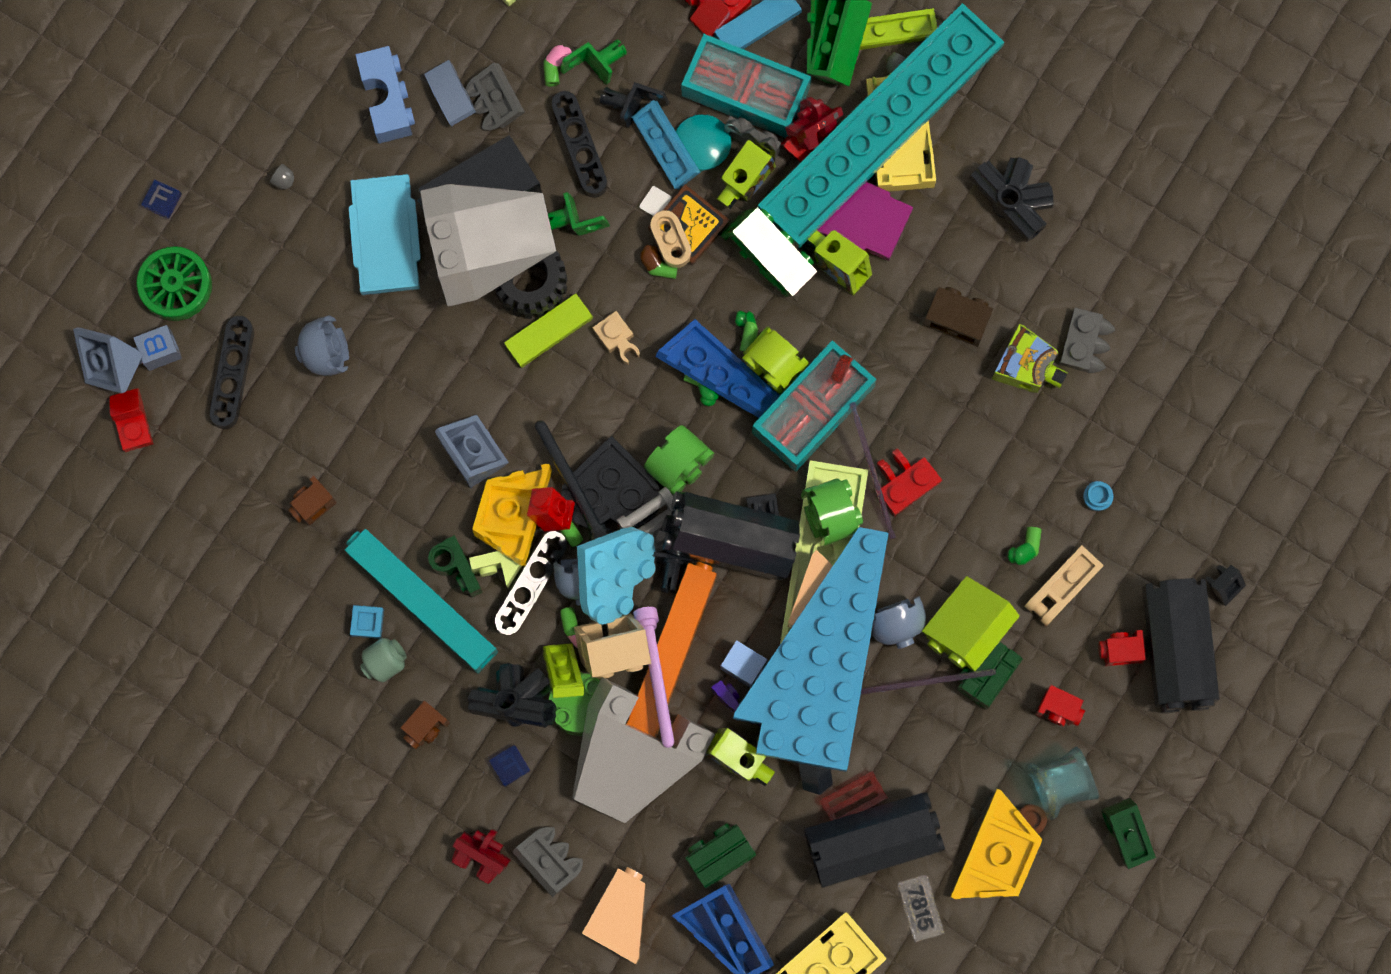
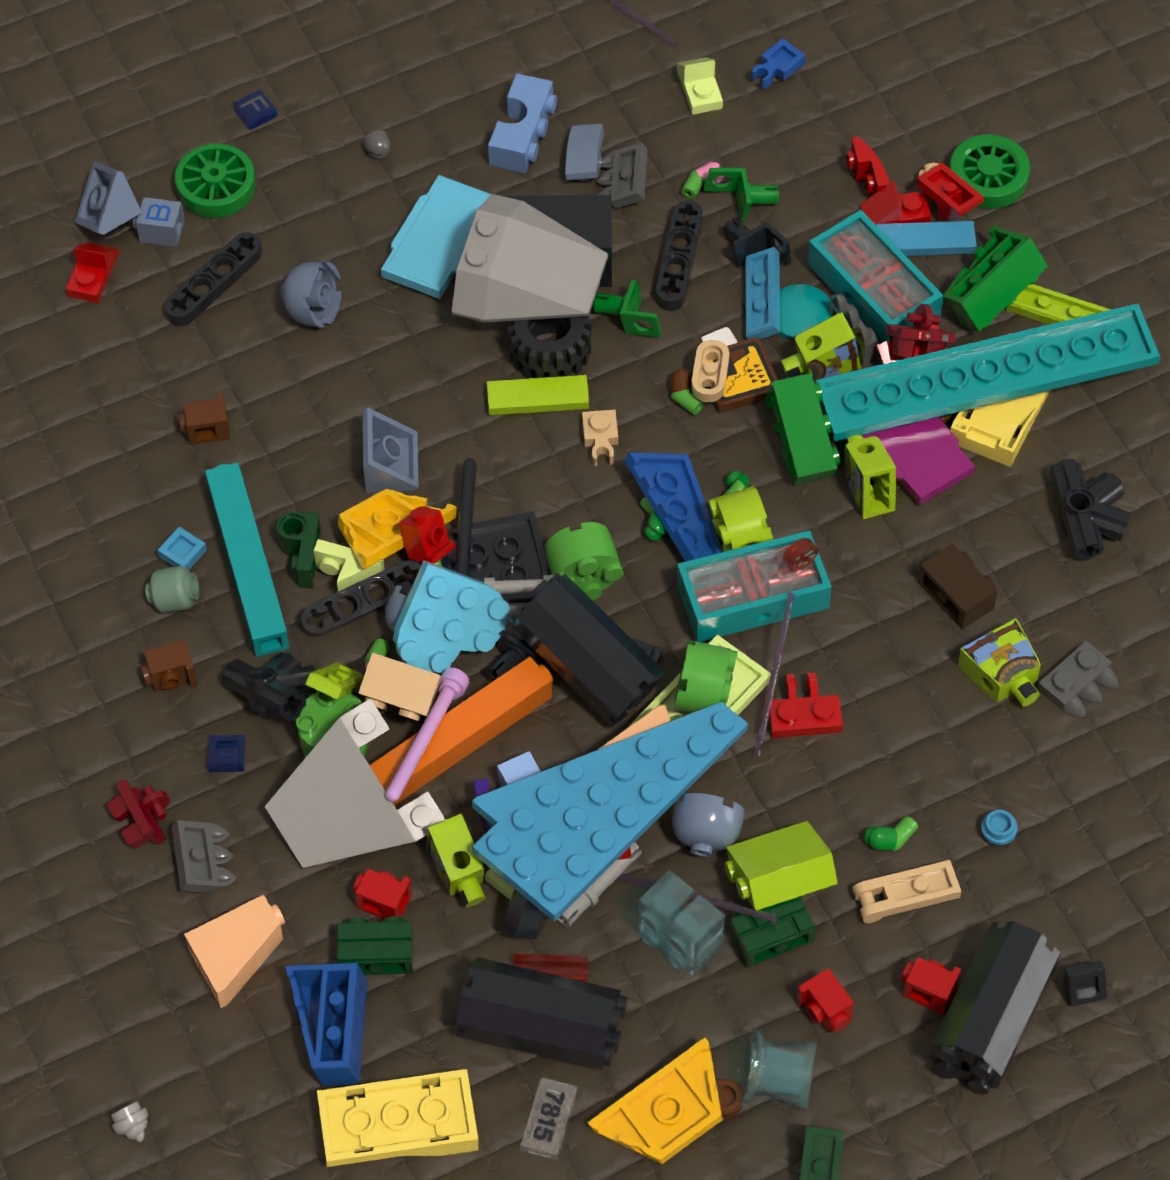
camera: 30 degrees right, 20 degrees down
(697, 812) = (382, 894): none -> red brick
(926, 714) = (685, 936): none -> clear light blue piece

